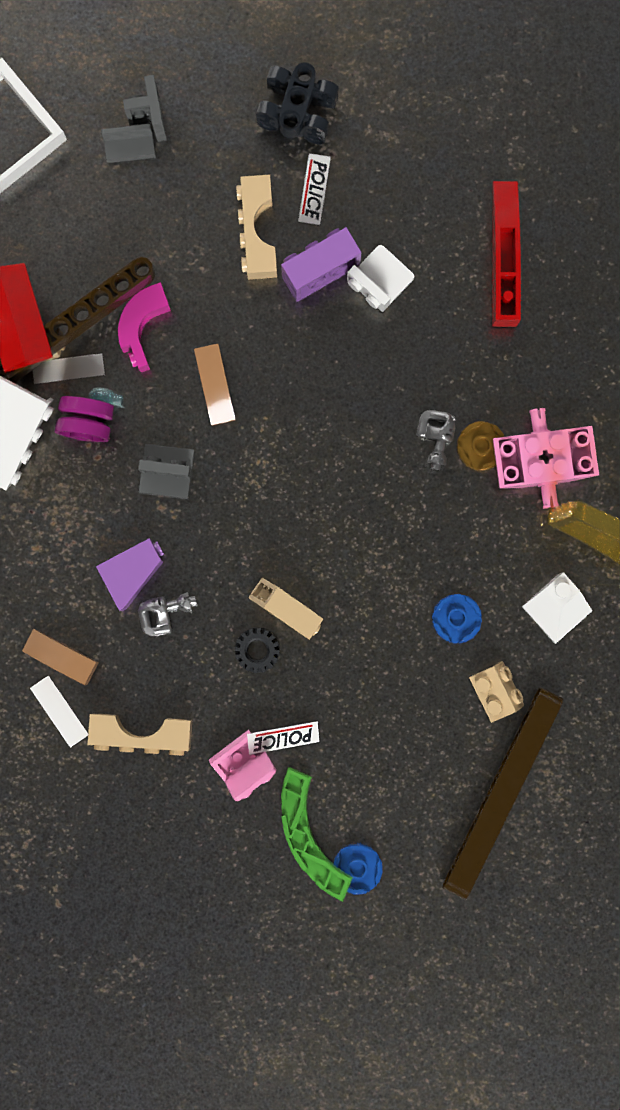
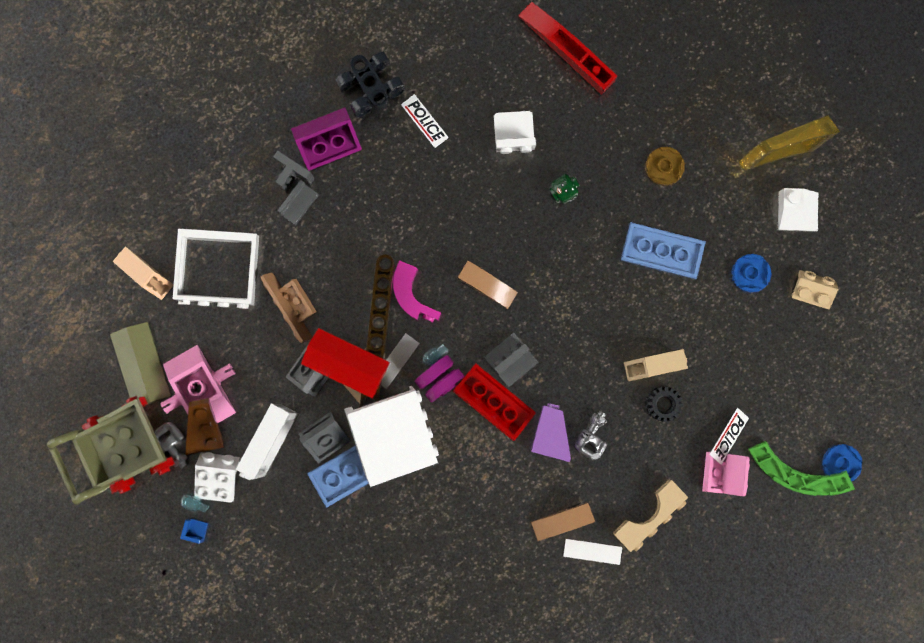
camera: 50 degrees left, 0 degrees up
(30, 222) = (292, 303): none -> medium nougat bracket
(112, 491) = (494, 402): none -> red slope
(211, 114) = (326, 139): none -> magenta slope
(255, 197) = (437, 190): tan arch -> none
(320, 263) = (475, 158): medium lavender brick -> none
(371, 372) = (564, 188): none -> dark green head
(400, 517) = (663, 250): none -> medium blue tile
(440, 434) = (627, 188): flat silver piece -> none
(502, 793) = (876, 340): dark brown beam -> none
(569, 455) = (720, 123): bright pink slope -> none

